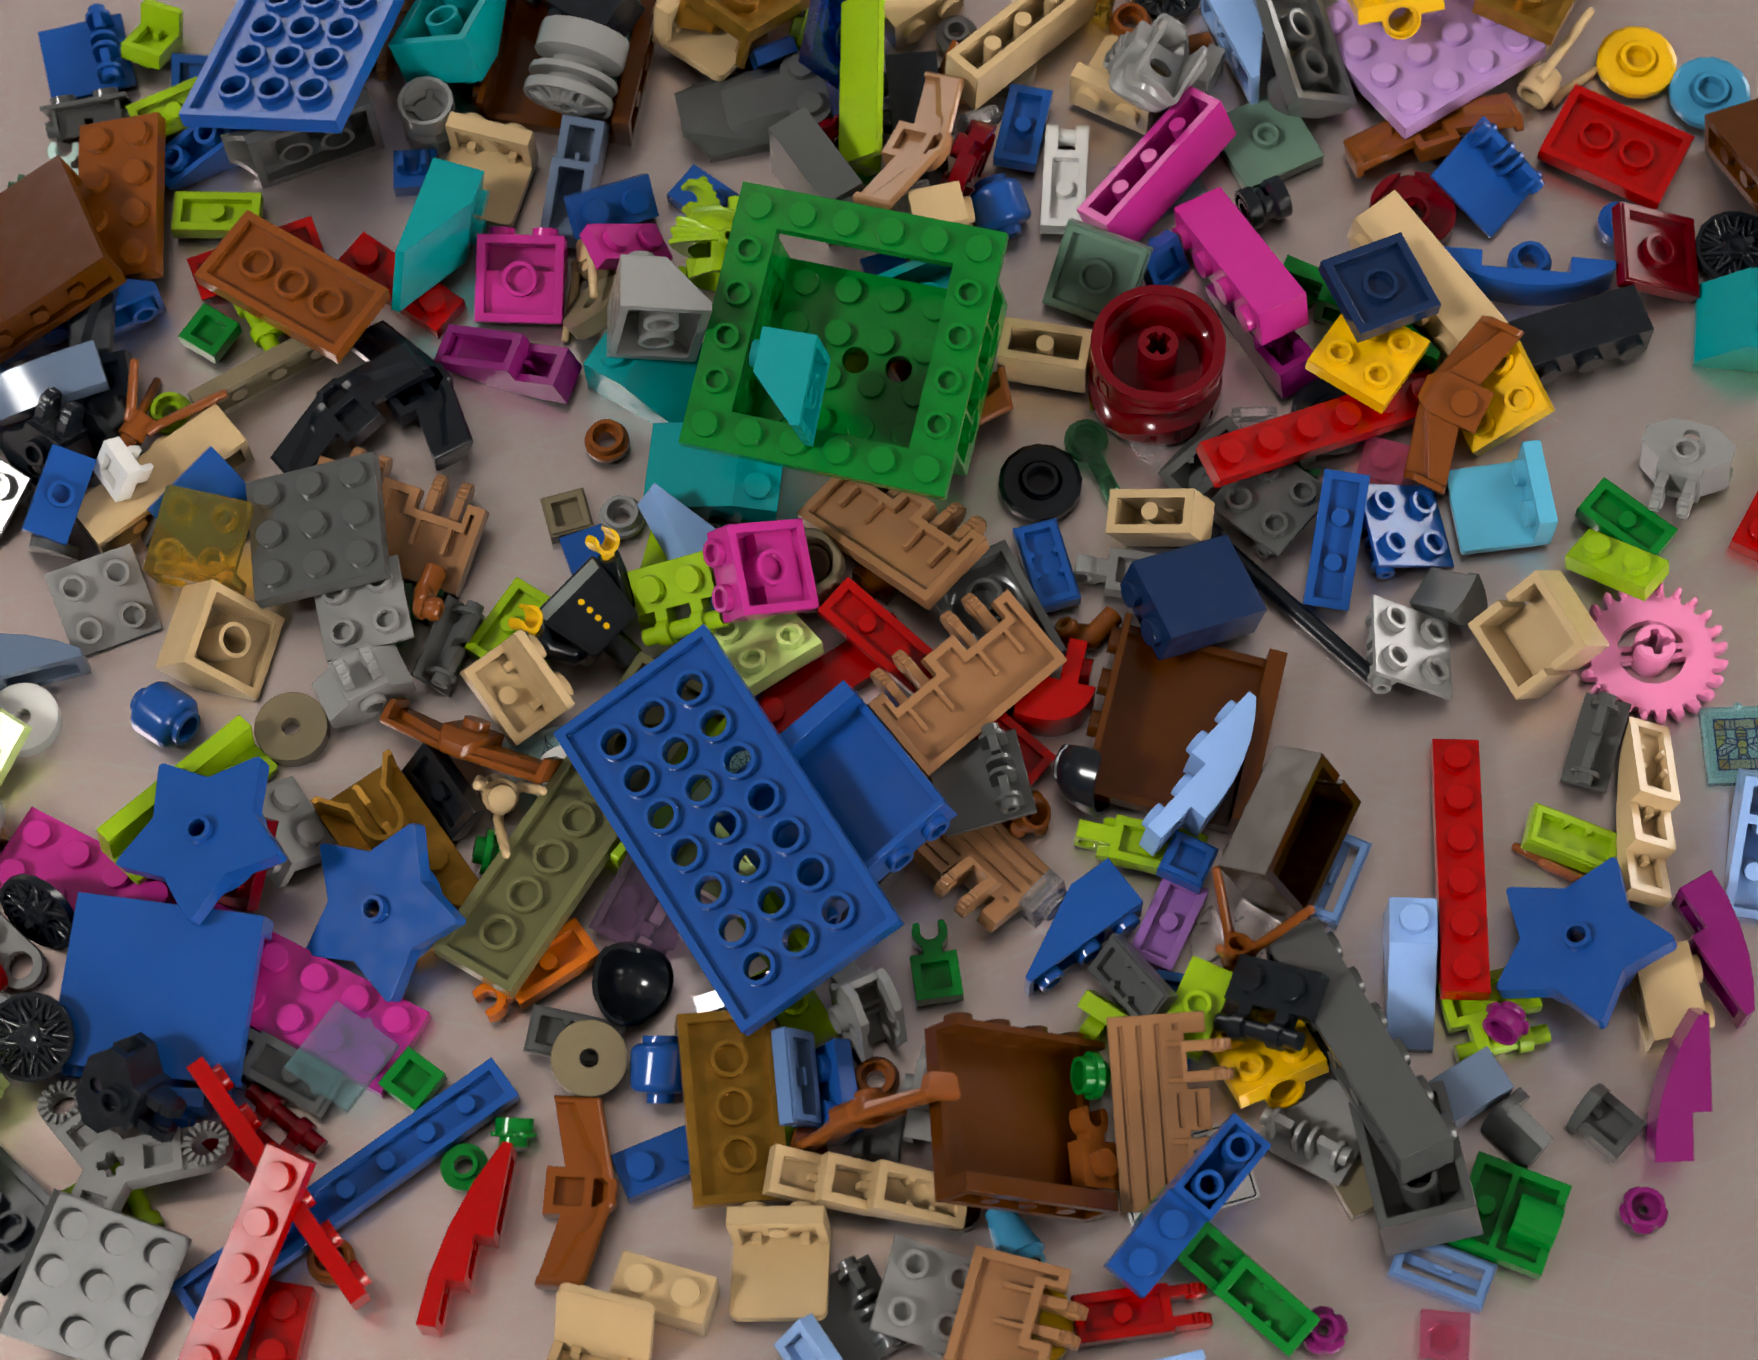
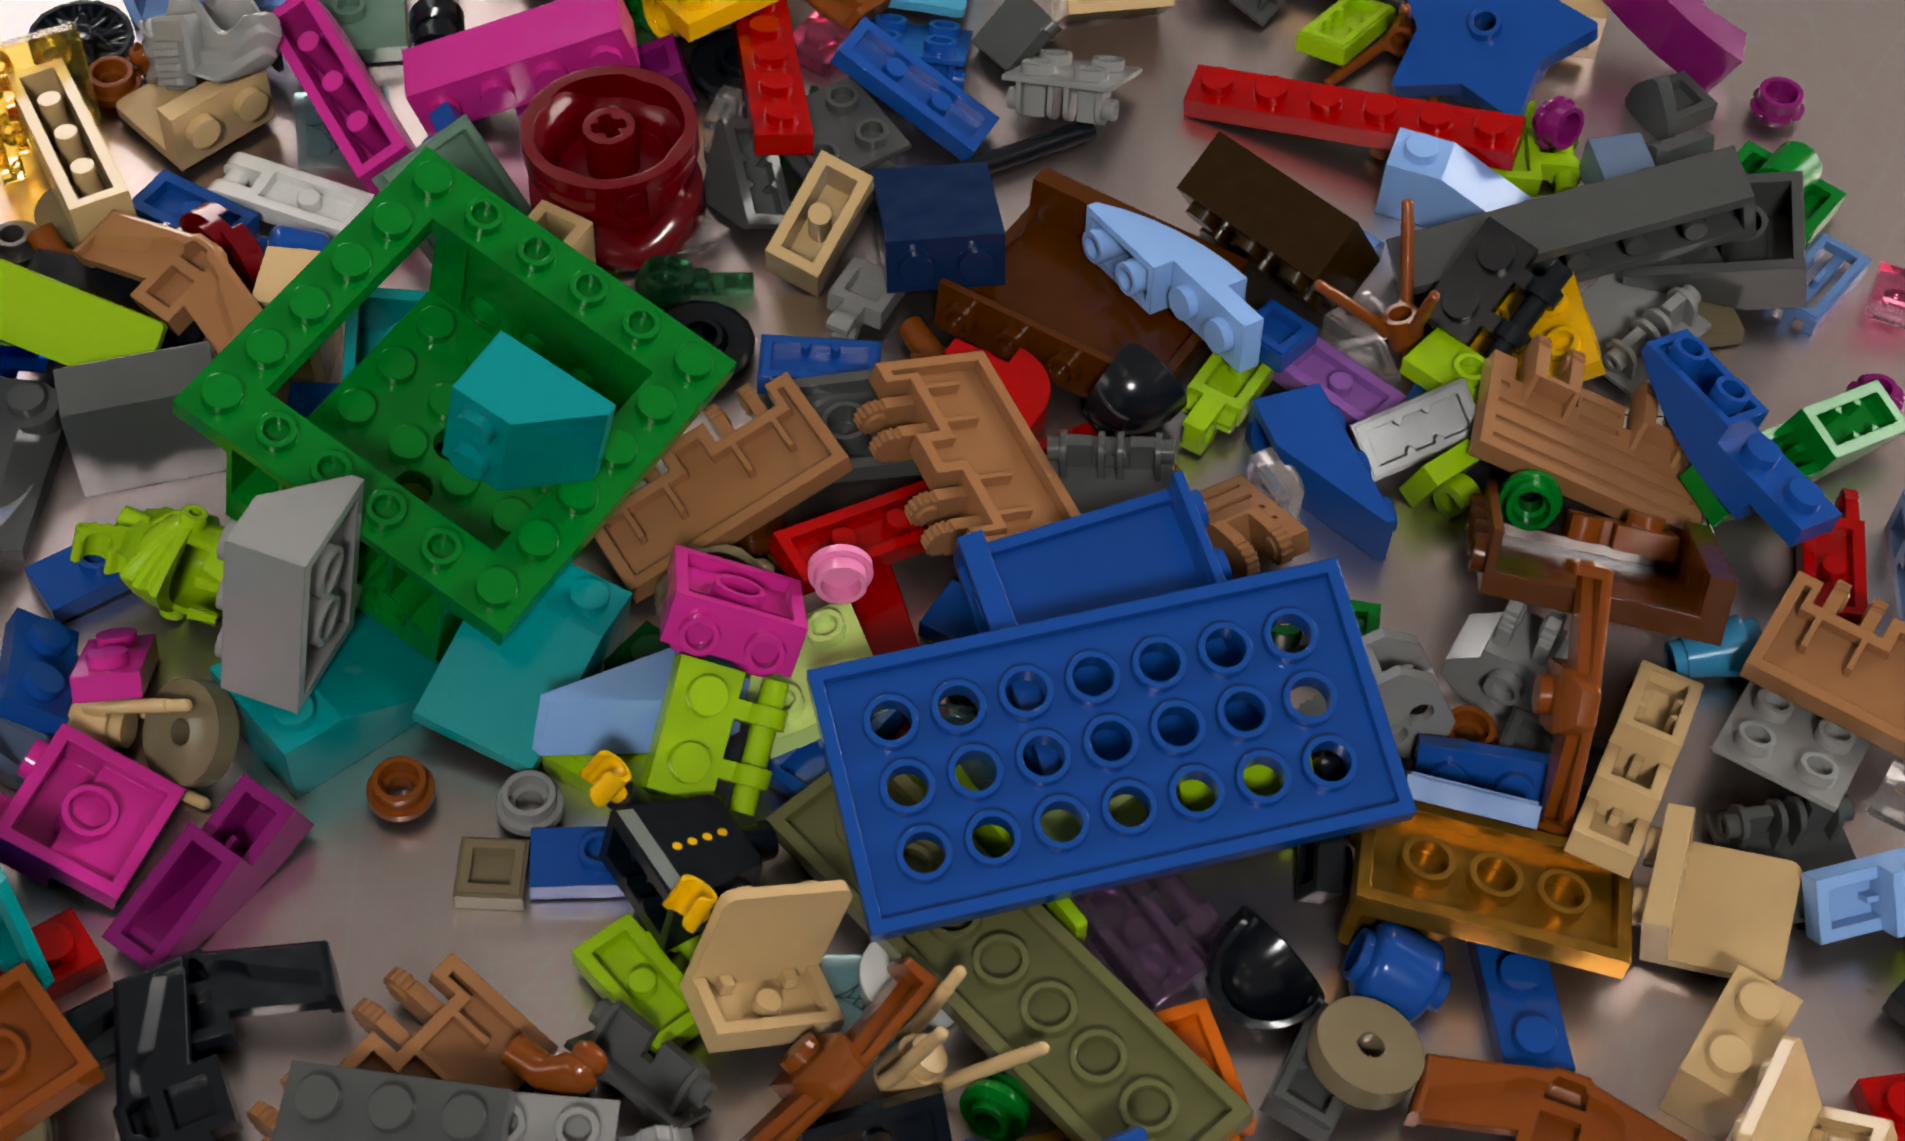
camera: 80 degrees left, 15 degrees down
(824, 627) = (840, 573): none -> bright pink plate

